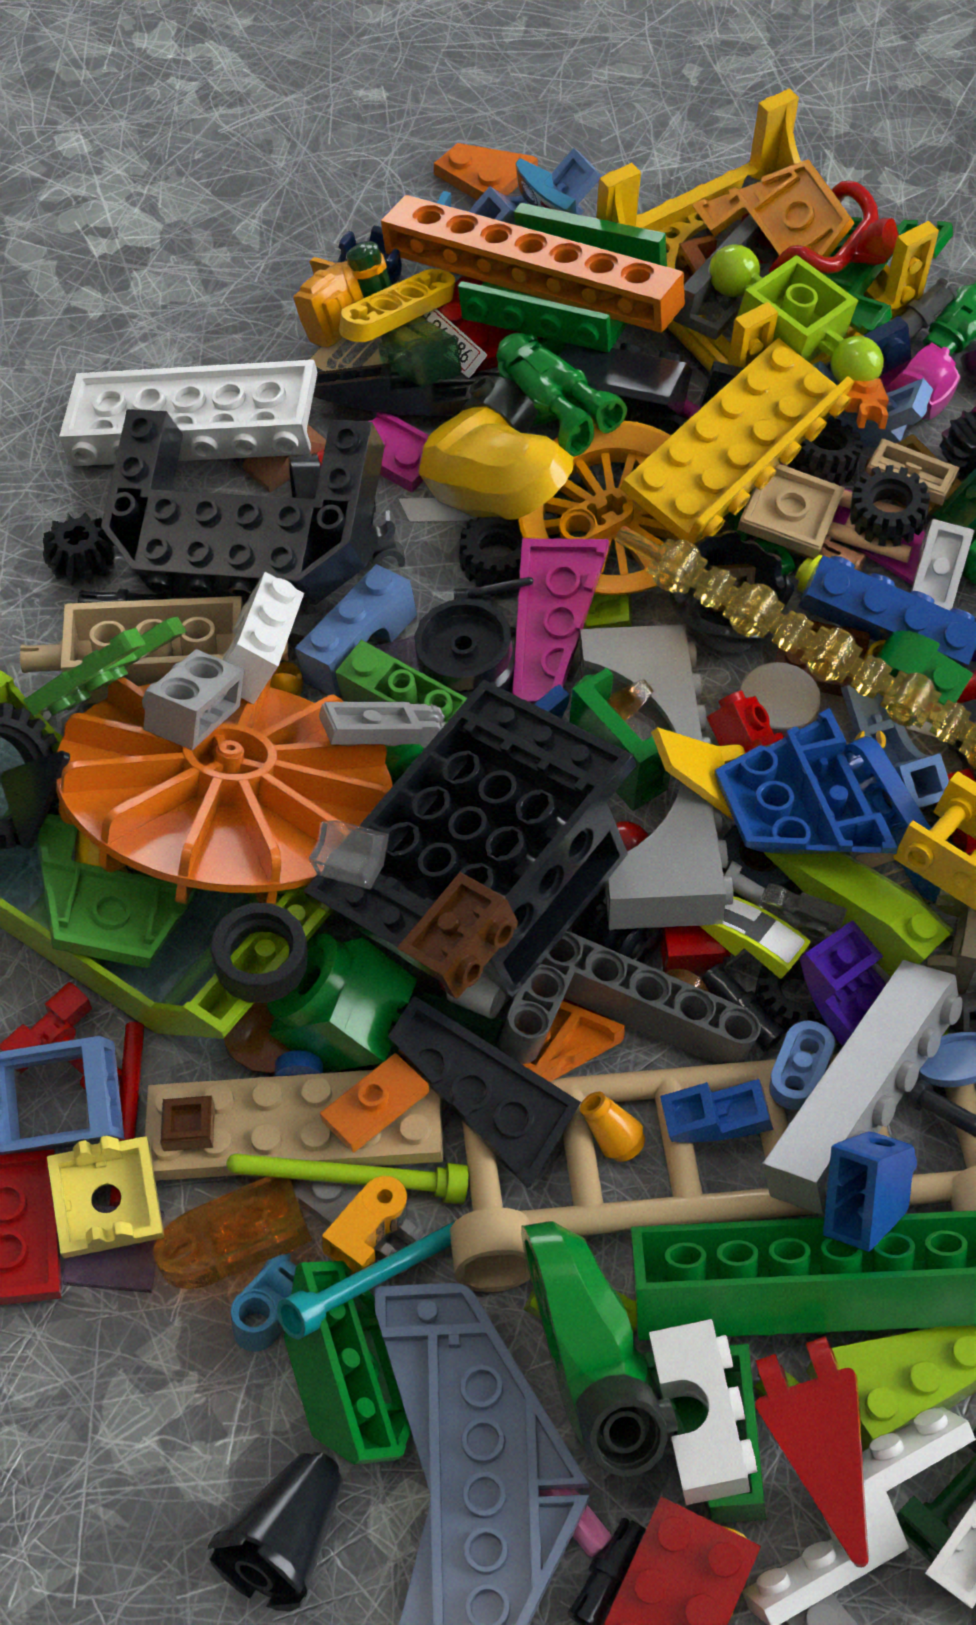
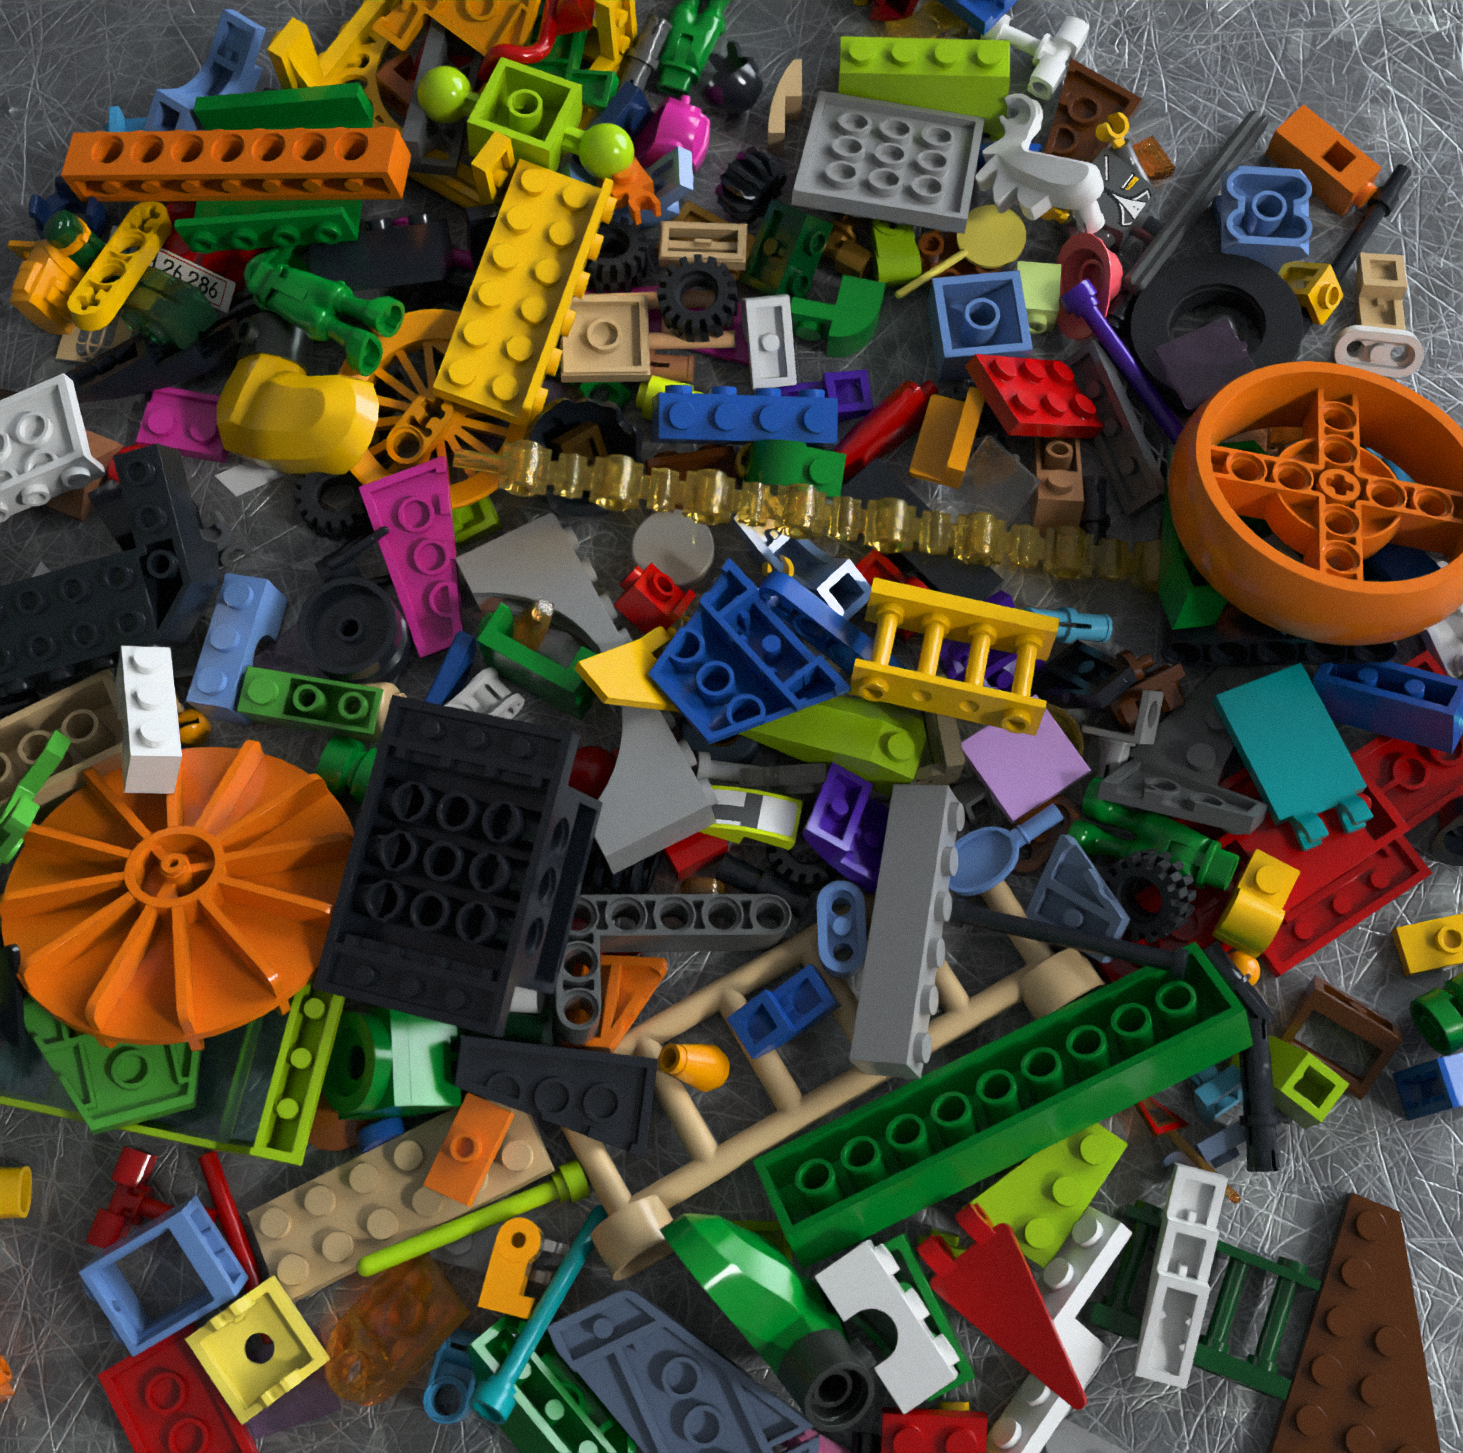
camera: 20 degrees left, 15 degrees up
(187, 1123) = (302, 1243): reddish brown tile -> none
(193, 699) = (112, 828): light grey brick -> none
(252, 919) = (271, 1044): black tyre -> none
(349, 853) = (340, 936): clear piece -> none
(381, 723) = (311, 761): light grey hinge -> none
(460, 934) = (485, 990): reddish brown bracket -> none
(477, 168) = (140, 58): orange wing -> none
(537, 188) = (210, 74): dark azure slope -> none
(867, 1188) = (952, 1042): blue torso -> none

